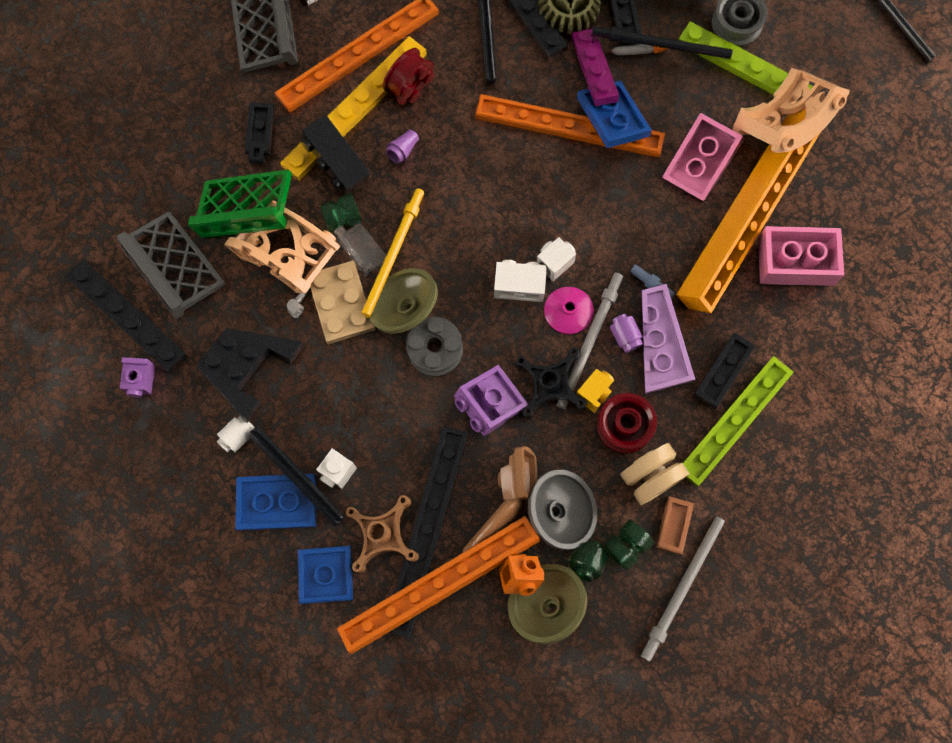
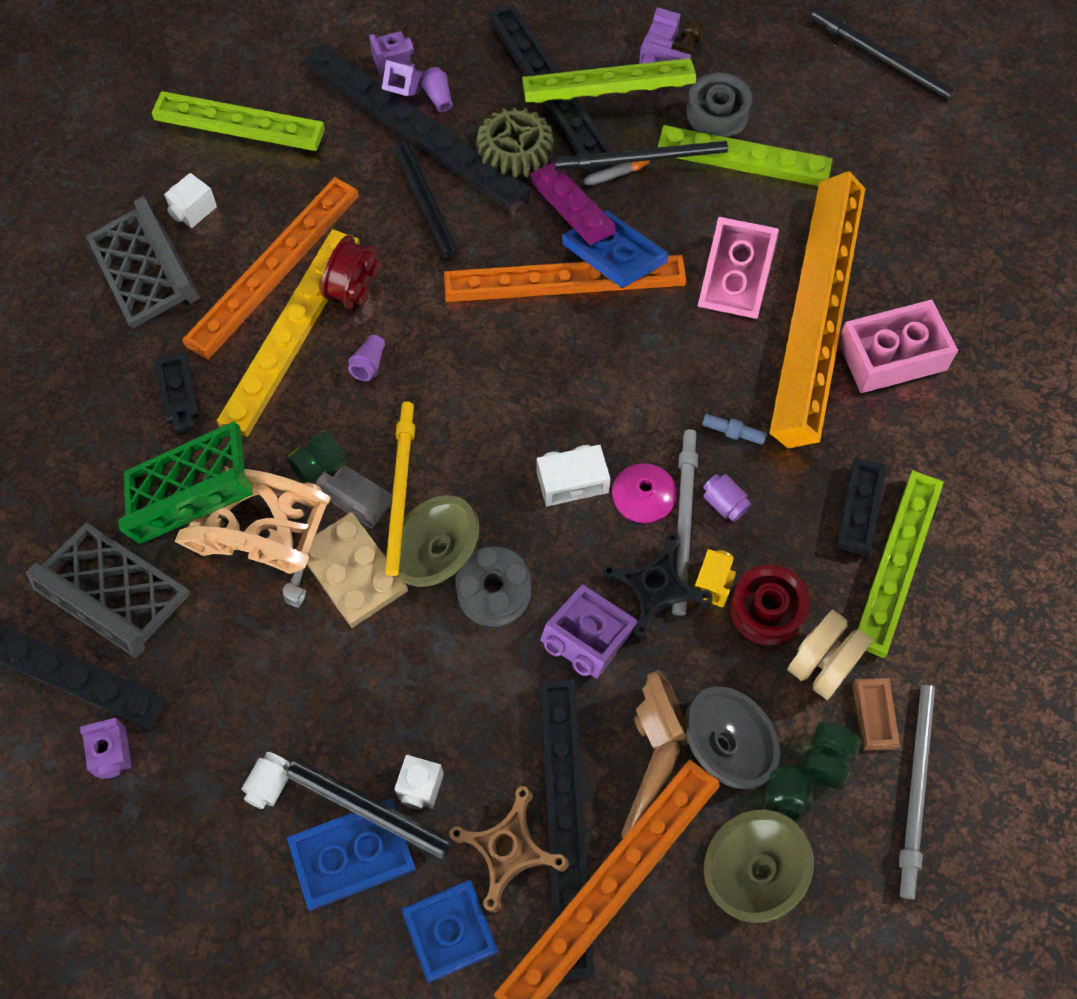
camera: 20 degrees left, 10 degrees down
(236, 358) = (236, 683): black wing -> none
(334, 155) = (286, 390): black brick -> none
(521, 574) = (712, 838): orange brick -> none
(557, 257) = (609, 430): white brick -> none
(664, 348) = (778, 500): lavender wing -> none
(765, 119) = (796, 204): light nougat fence -> none

